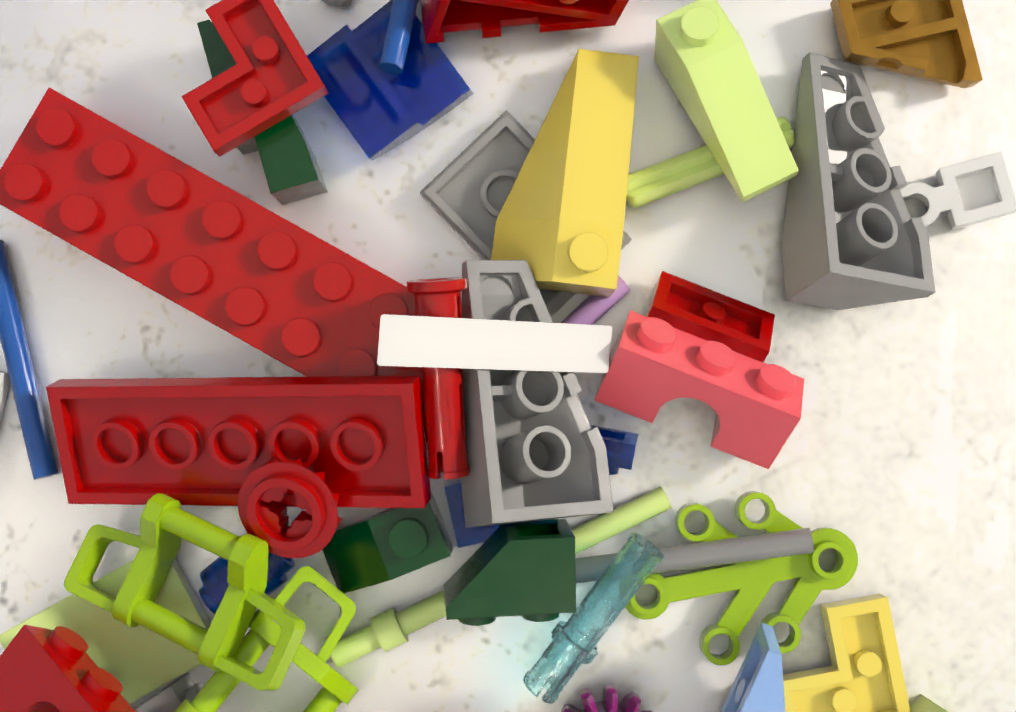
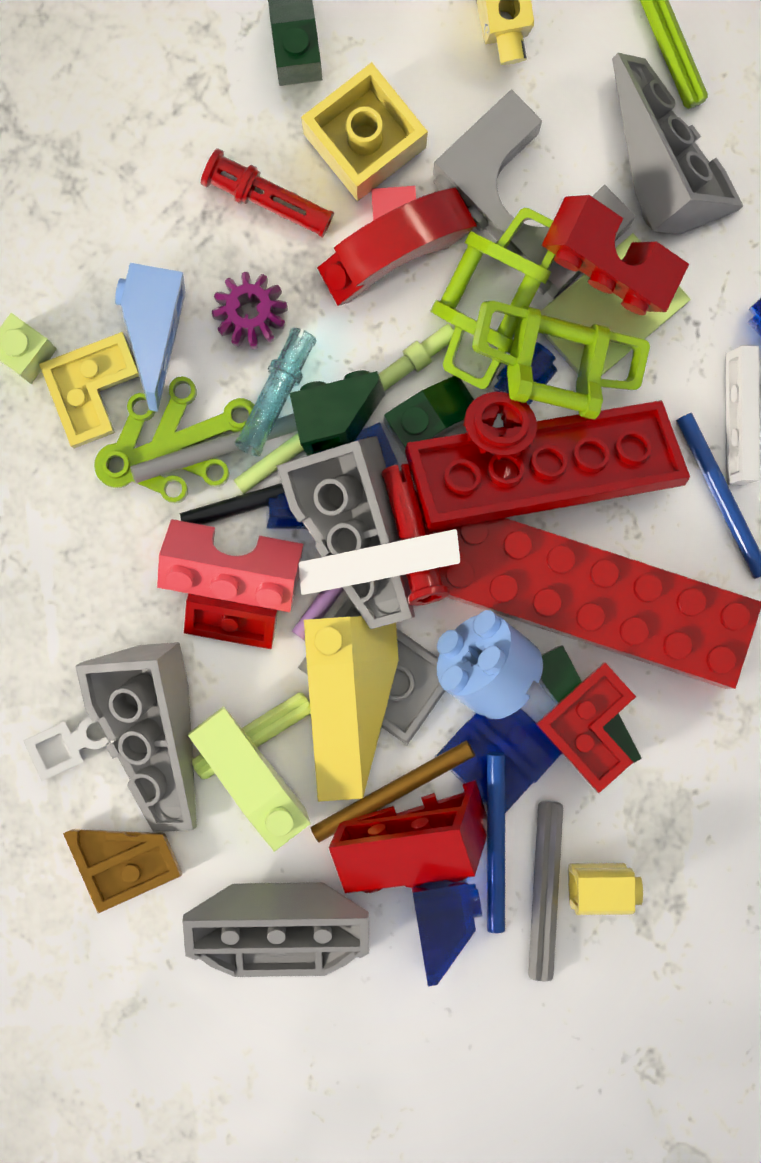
camera: 170 degrees right, 0 degrees up
(375, 182) = (488, 665): none -> light blue brick
(533, 53) = (395, 789): none -> pearl gold bar
(681, 472) = (232, 506): none -> black bar

